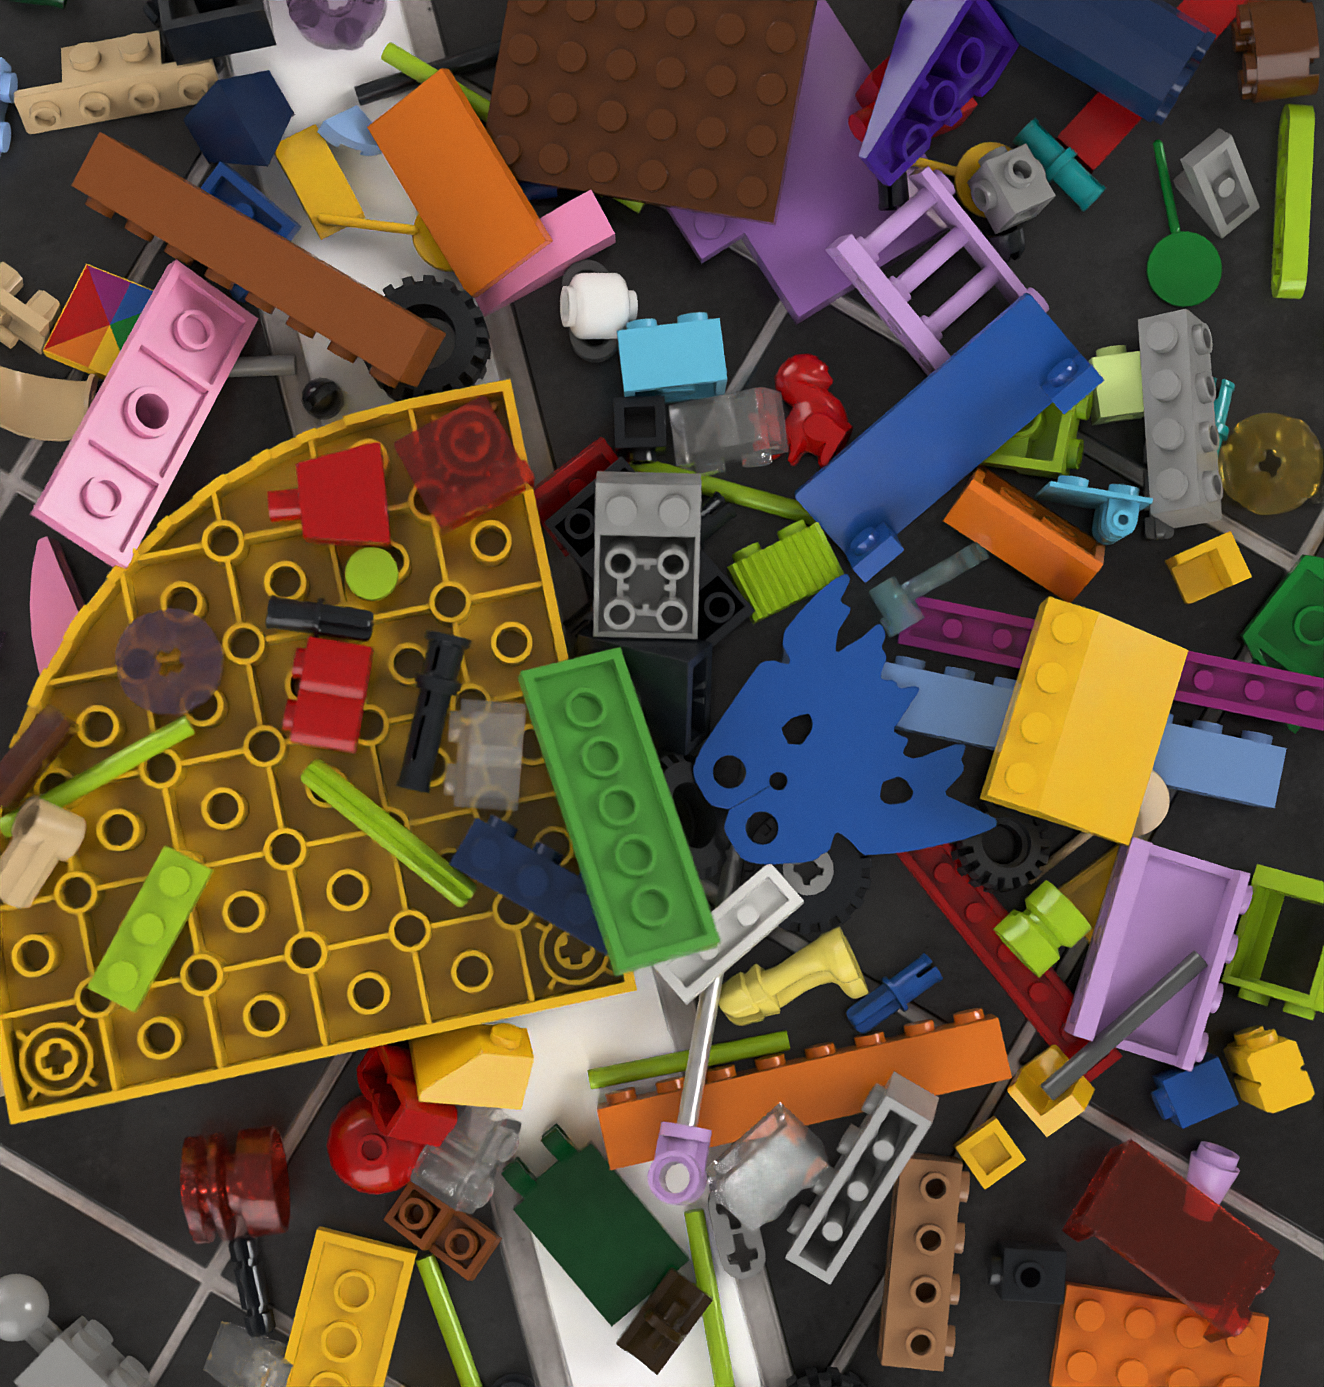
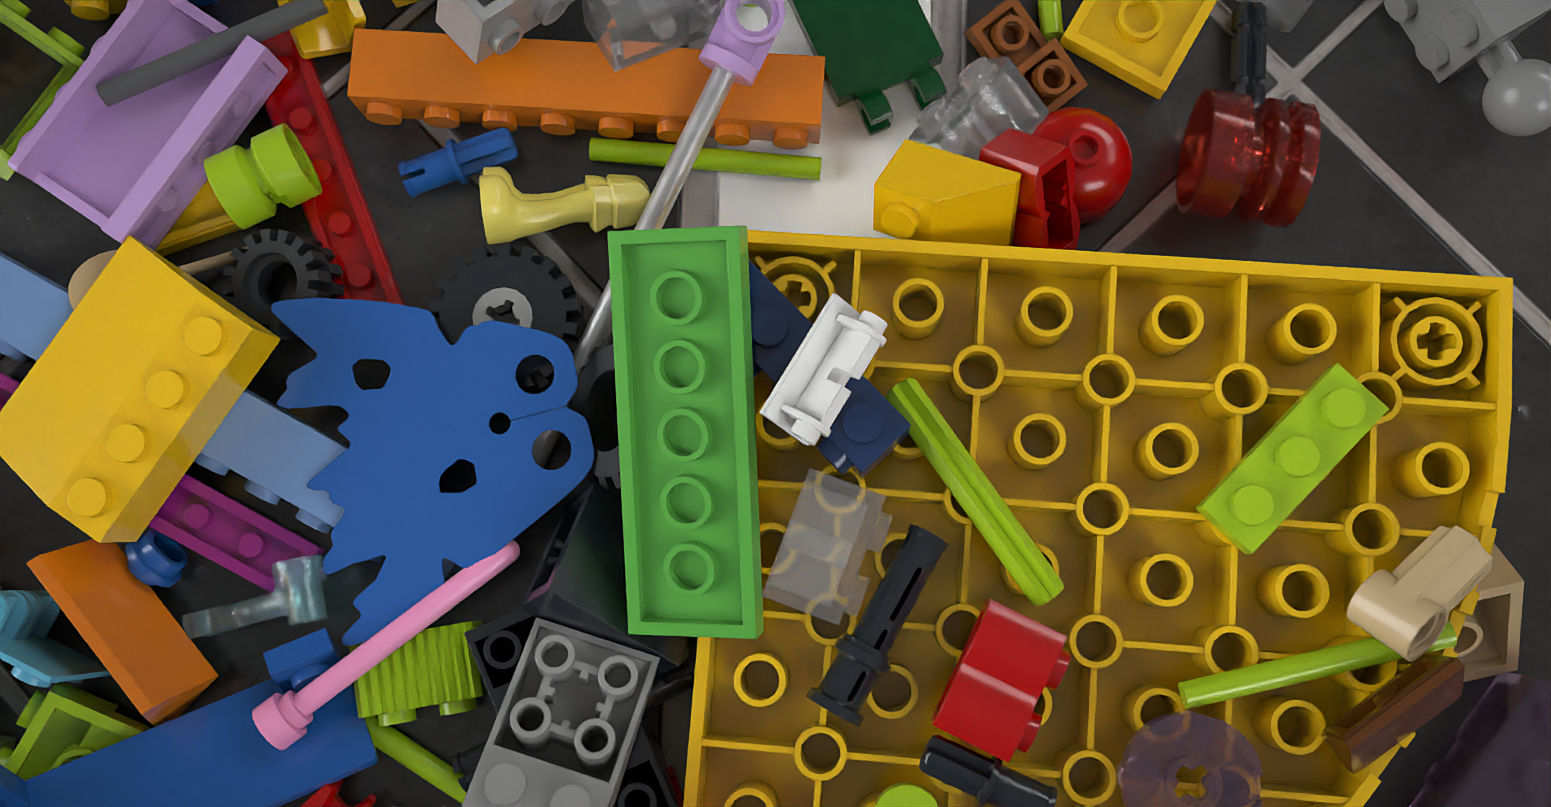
camera: 160 degrees left, 5 degrees down
(519, 901) = (815, 379): none -> white hinge
(741, 924) = (581, 277): white plate -> none
(869, 509) = (285, 717): none -> bright pink piece
(1023, 595) = (156, 559): none -> blue plate

